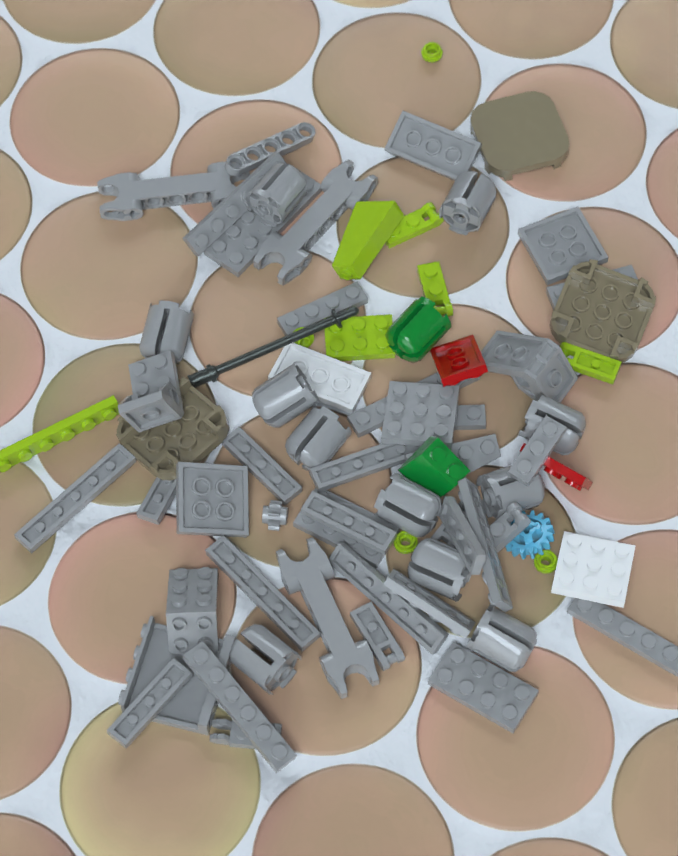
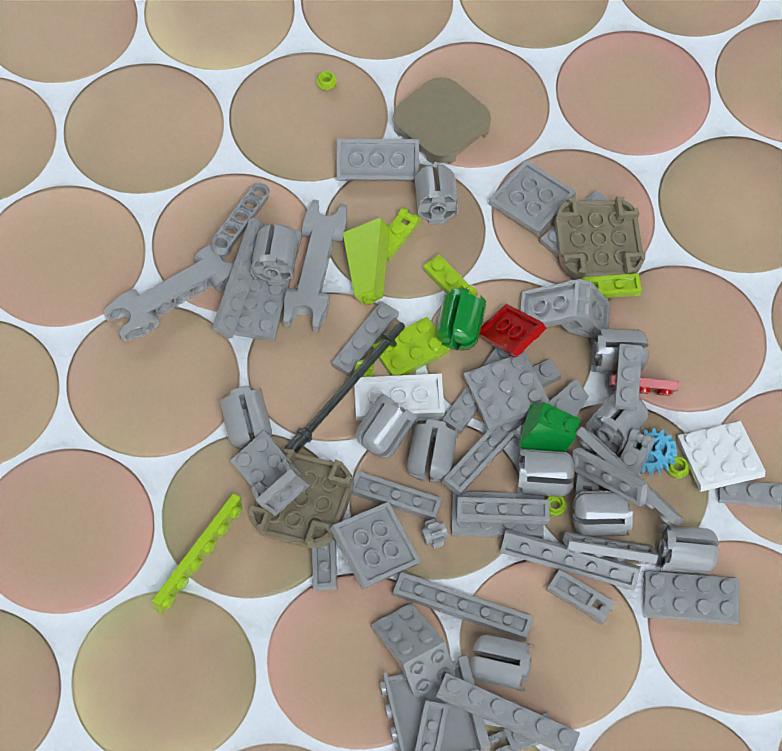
camera: 30 degrees left, 0 degrees up
(75, 498) = (249, 601): light grey plate -> none
(343, 654) = (562, 625): light grey piece -> none

